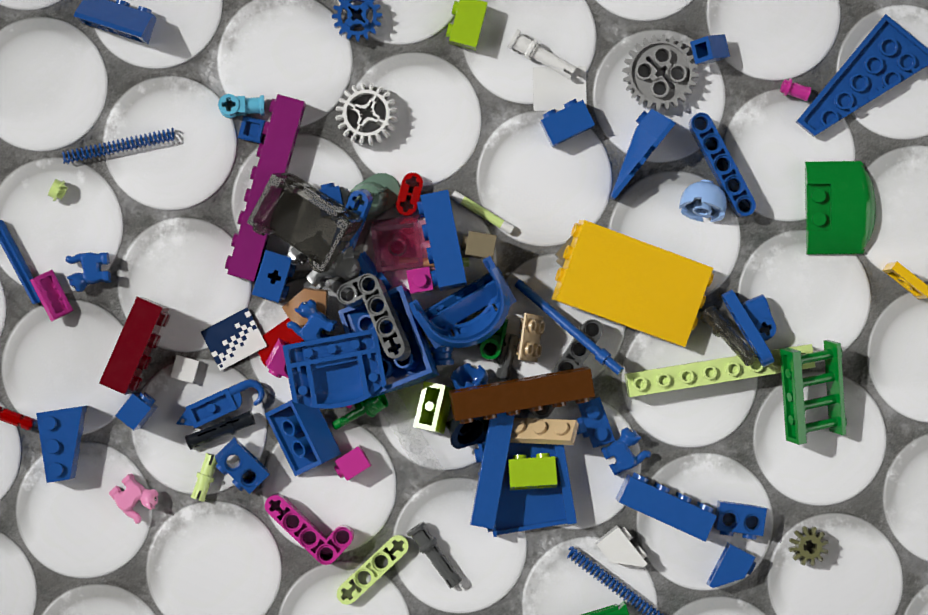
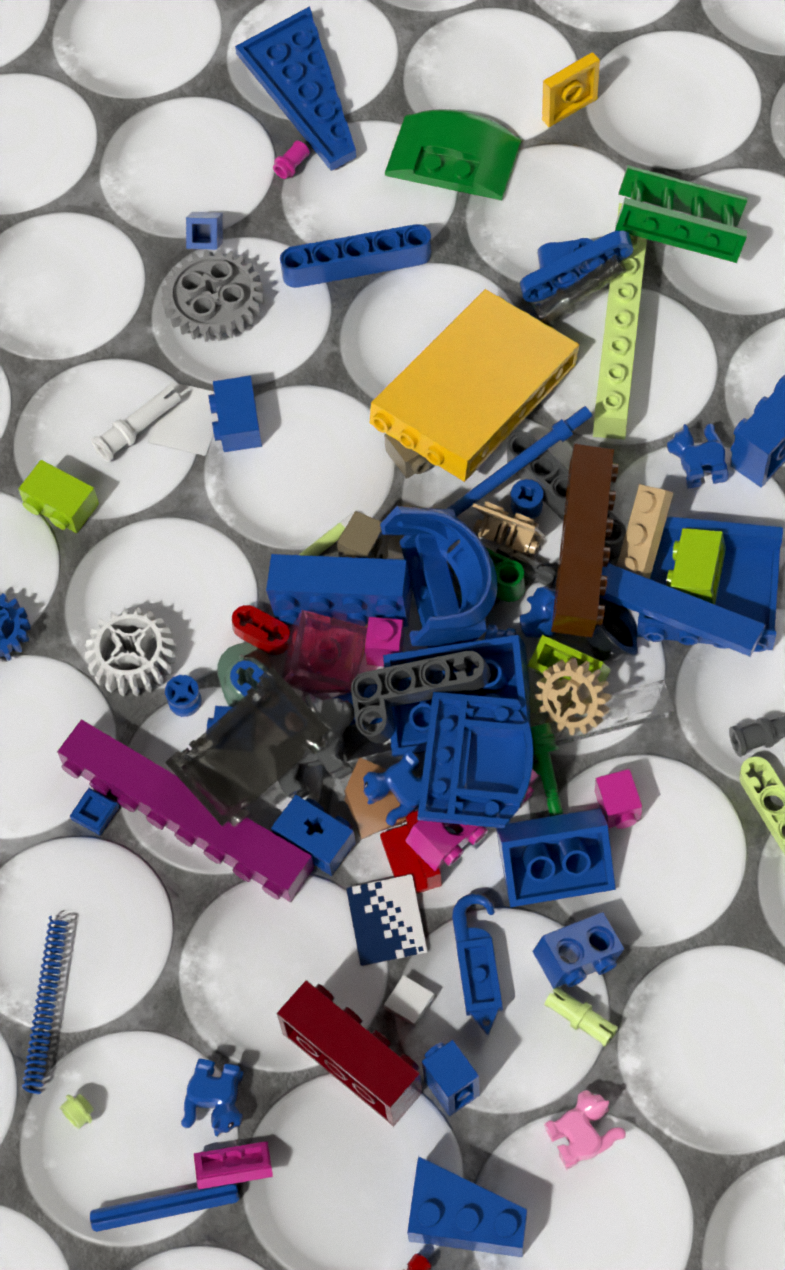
camera: 70 degrees left, 25 degrees down
(229, 426) = (514, 960): black pin -> none
(242, 105) = (53, 815): medium azure connector -> none
(306, 525) = (693, 890): dark pink beam -> none
(346, 155) = (183, 687): none -> blue wheel
(405, 417) = (586, 693): none -> tan gear
(556, 343) = (523, 506): none -> blue wheel
(594, 423) = (658, 476): blue hinge -> none
(646, 138) = (289, 329): blue wedge -> none
(703, 200) = (396, 282): light blue cylinder -> none

